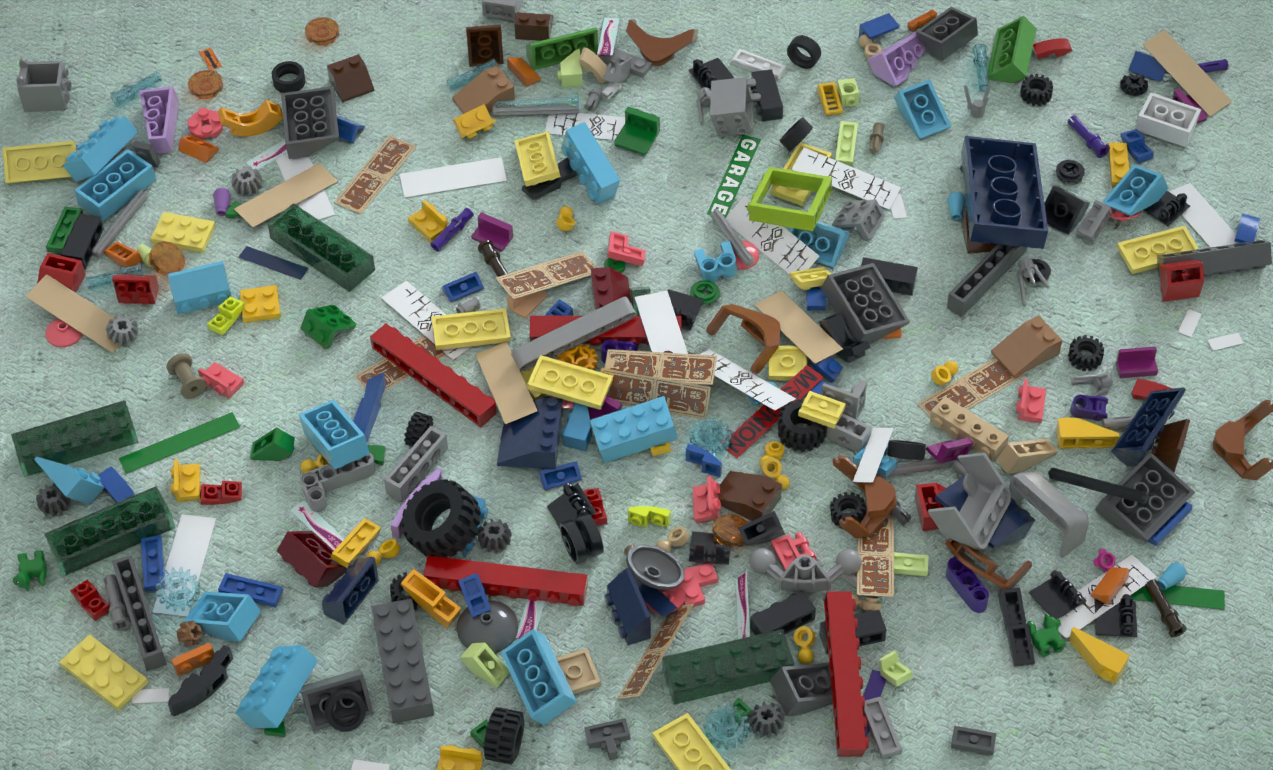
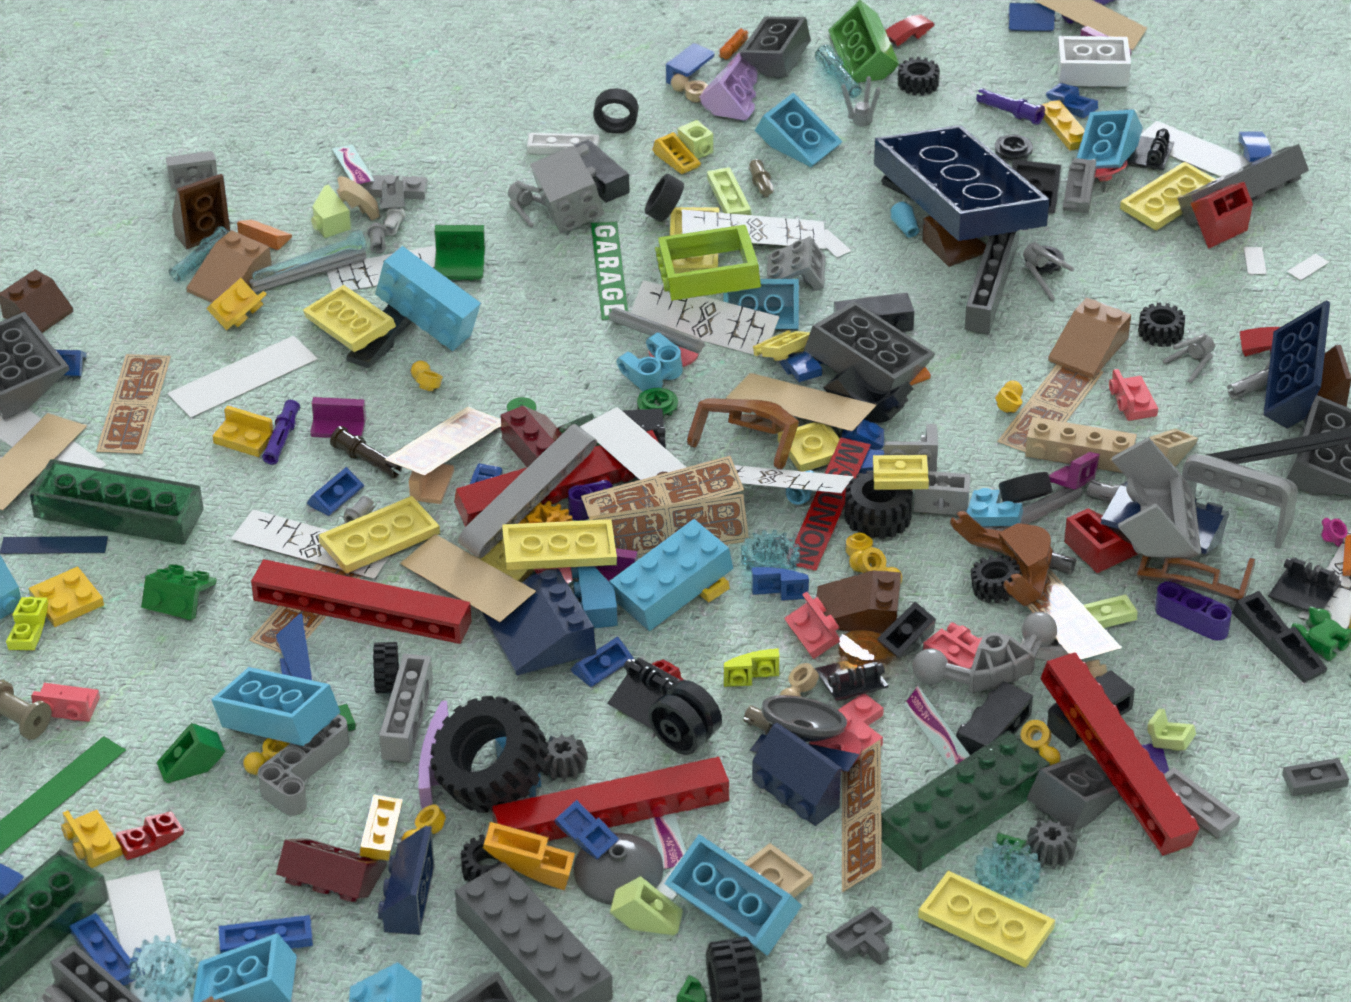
camera: 25 degrees left, 10 degrees down
(317, 525) = (312, 829): sticker -> none
(533, 26) = (248, 179): reddish brown slope -> none
(556, 49) = (298, 193): bright green slope -> none
(619, 250) = (520, 387): coral plate -> none
(657, 49) = (425, 159): dark orange piece -> none
(709, 71) = (507, 168): black hinge -> none
(873, 455) = (991, 504): white sticker -> none
(1083, 434) = (1218, 408): yellow slope -> none
(1093, 406) = (1205, 378): dark purple piece -> none
(1135, 89) = (1033, 41): black gear -> none
(1136, 362) = (1226, 315): magenta panel -> none

